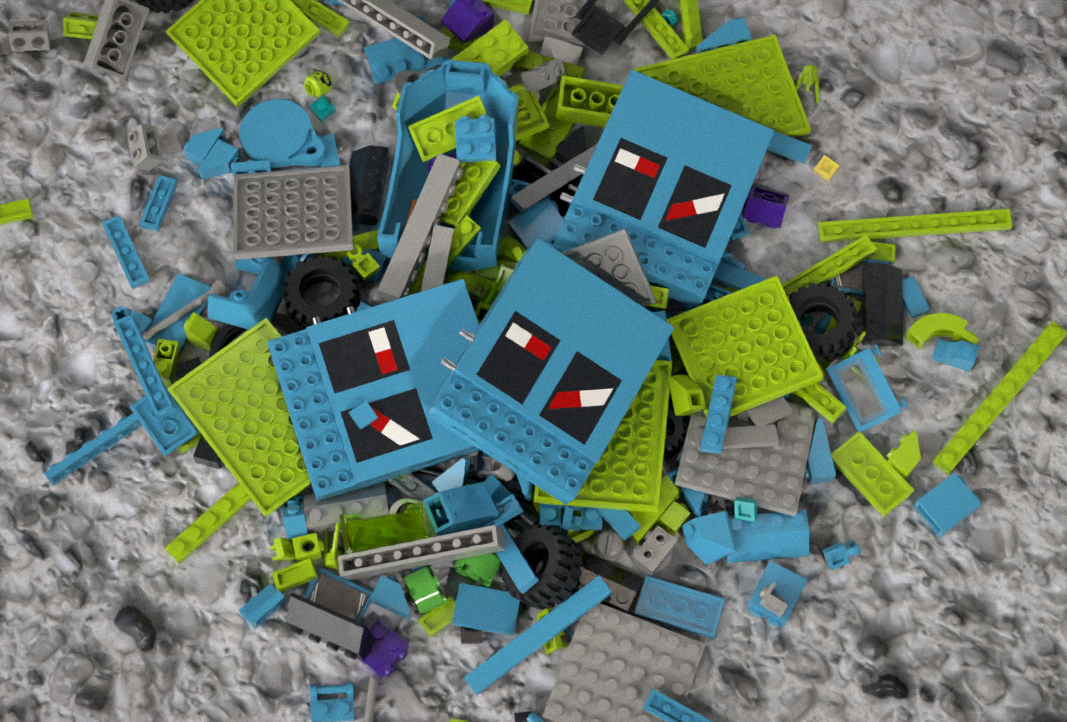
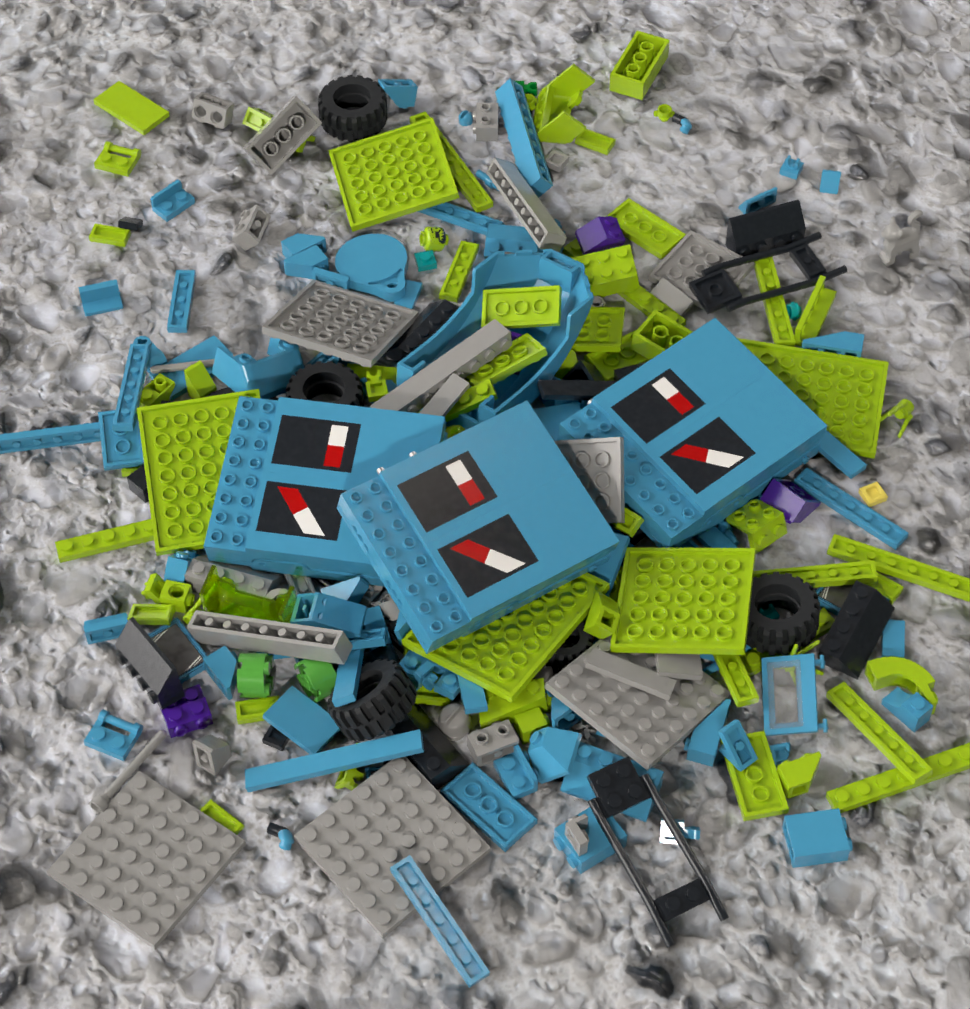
camera: 30 degrees right, 15 degrees down
(25, 191) = (130, 223): none -> black tile
(48, 283) = (100, 297): none -> dark azure panel
(49, 150) = (171, 201): none -> dark azure bracket
(158, 203) = (235, 277): dark azure tile -> none
(335, 48) = (461, 217): none -> dark azure tile
(358, 106) = (459, 271): none -> lime tile
(363, 415) = (284, 491): dark azure tile -> none
(430, 677) = (211, 753): none -> light grey slope
(475, 139) = (536, 320): dark azure plate -> none
(543, 75) = (638, 304): light grey brick -> none
(686, 566) = (517, 773): none -> dark azure bracket
(718, 414) = (622, 642): dark azure plate -> none
(745, 509) = (600, 739): teal plate -> none
(753, 240) = (760, 523): none -> lime bracket
(783, 546) = (620, 788): none -> black plate
(815, 189) = (851, 508): none -> dark azure tile
(850, 458) = (736, 745): none -> dark azure slope
(880, 442) = (780, 752): none -> dark azure tile
(948, 389) = (879, 733): none -> lime plate

